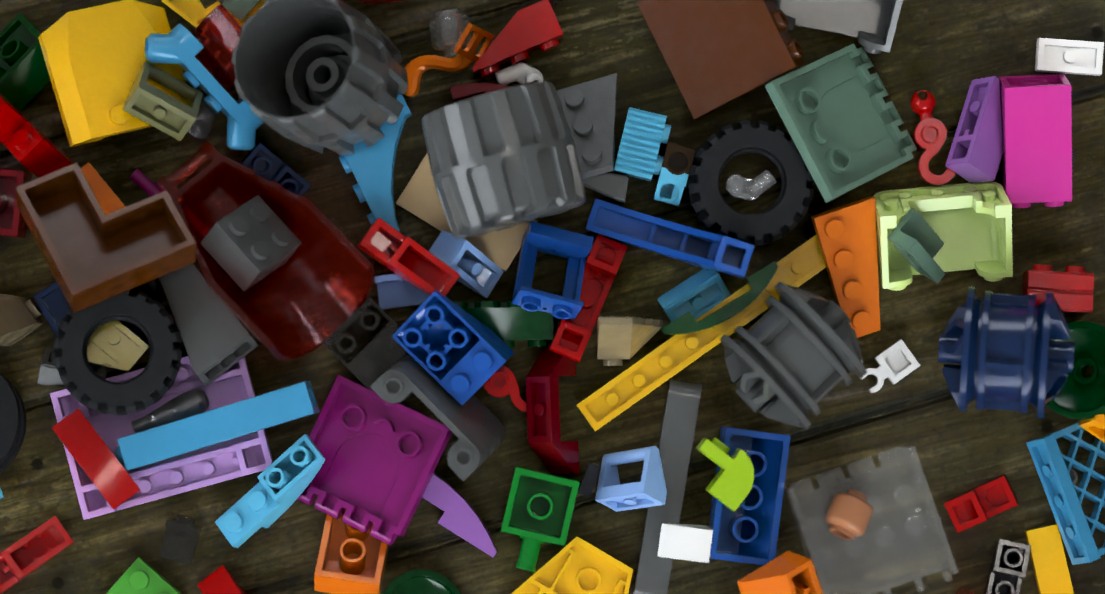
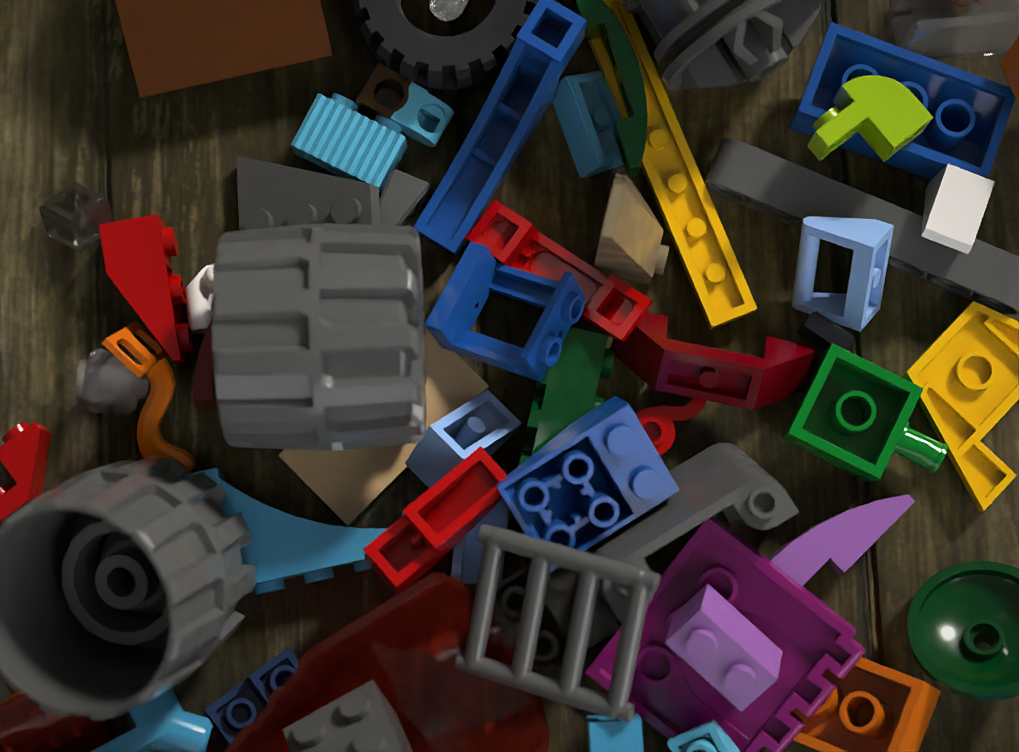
camera: 80 degrees left, 5 degrees down
(371, 455) = (724, 647): none -> medium lavender piece
(395, 361) = (591, 569): none -> dark grey bar

